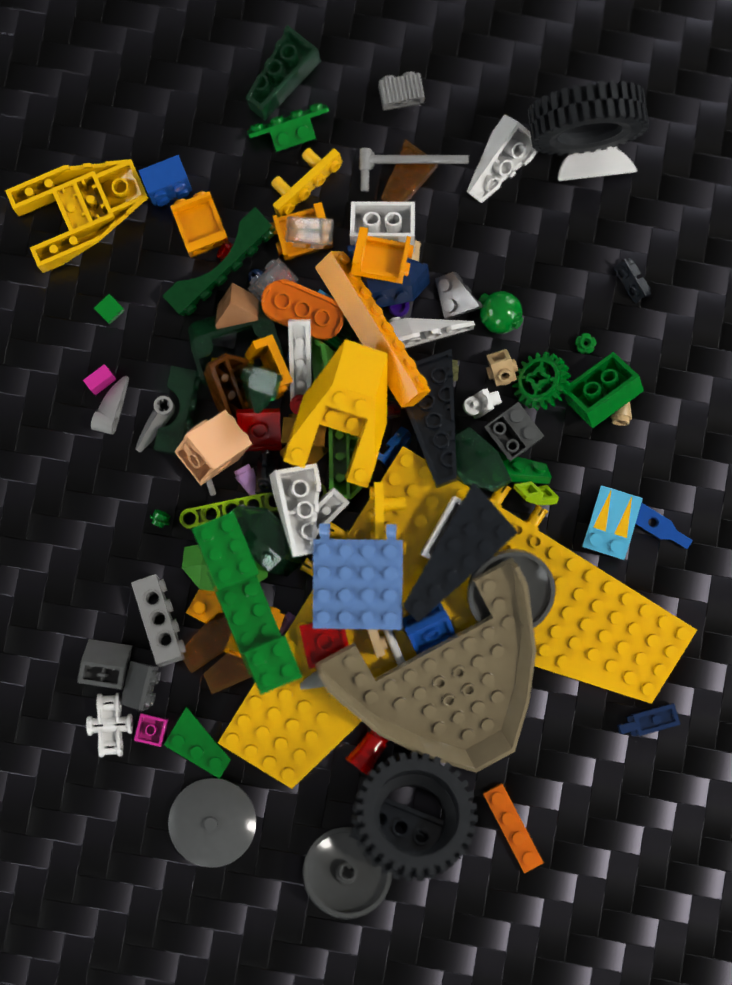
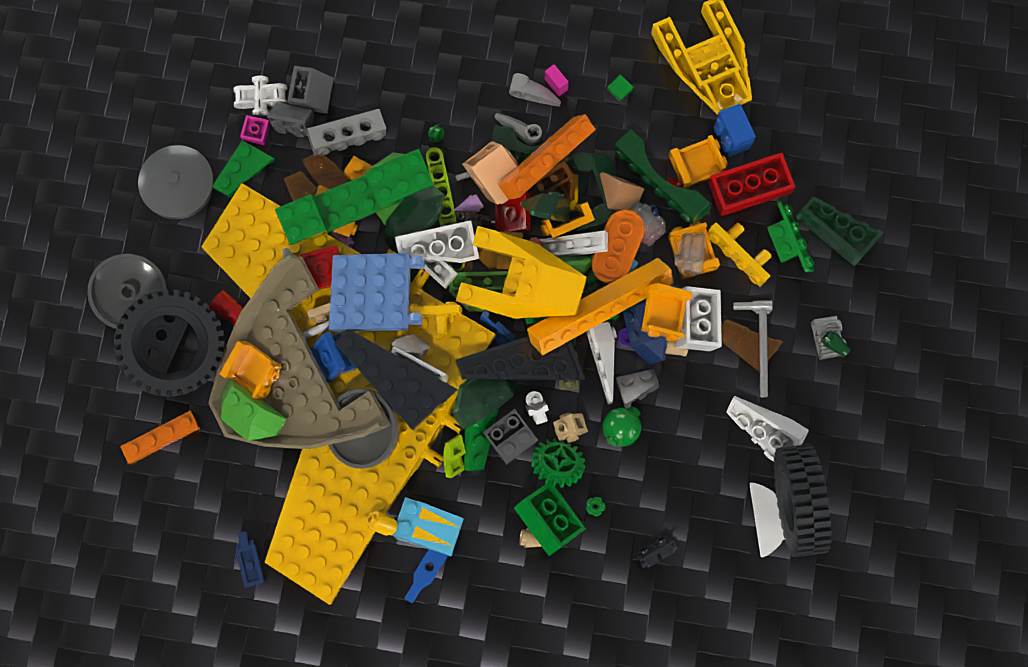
camera: 95 degrees right, 5 degrees down
(198, 386) = (546, 157): none -> orange brick
(228, 165) = (751, 184): none -> red brick
(411, 81) = (835, 343): none -> dark green cone
(420, 534) = (413, 345): none -> light grey piece
(442, 719) = (251, 369): none -> light orange panel
(489, 724) = (248, 416): none -> bright green wedge
(613, 570) = (382, 523): none -> yellow brick

